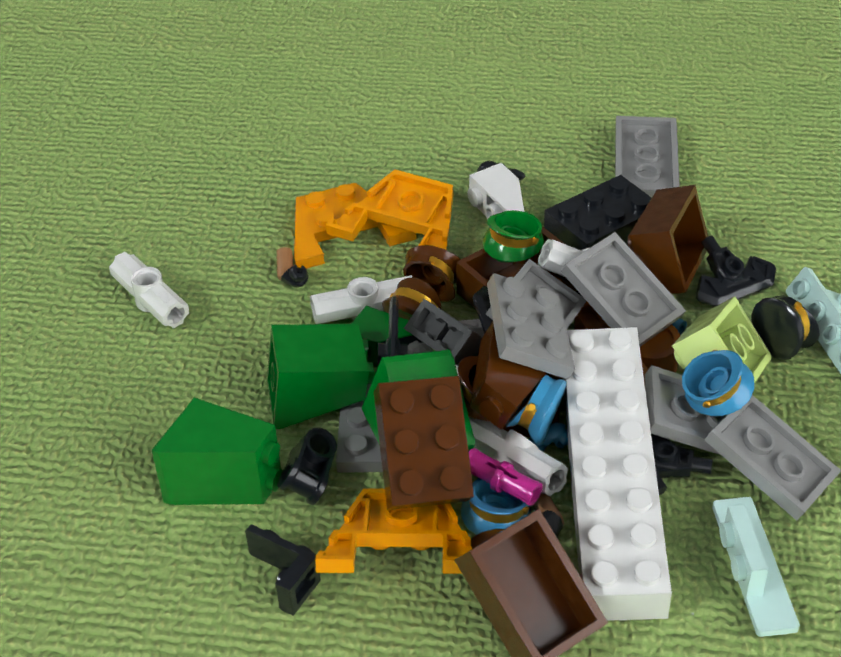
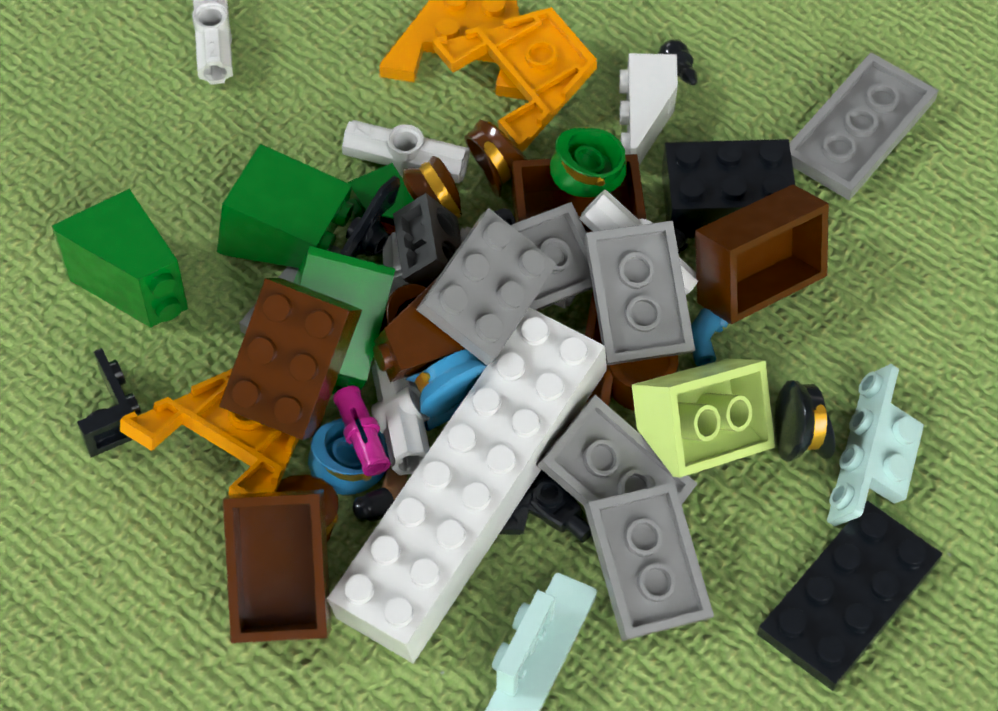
camera: 30 degrees right, 15 degrees up
(287, 271) = (365, 75): arm -> none
(309, 465) = (199, 317): black piece -> none
(717, 383) = (638, 454): dark azure piece -> none
(730, 275) = (814, 330): black piece -> none

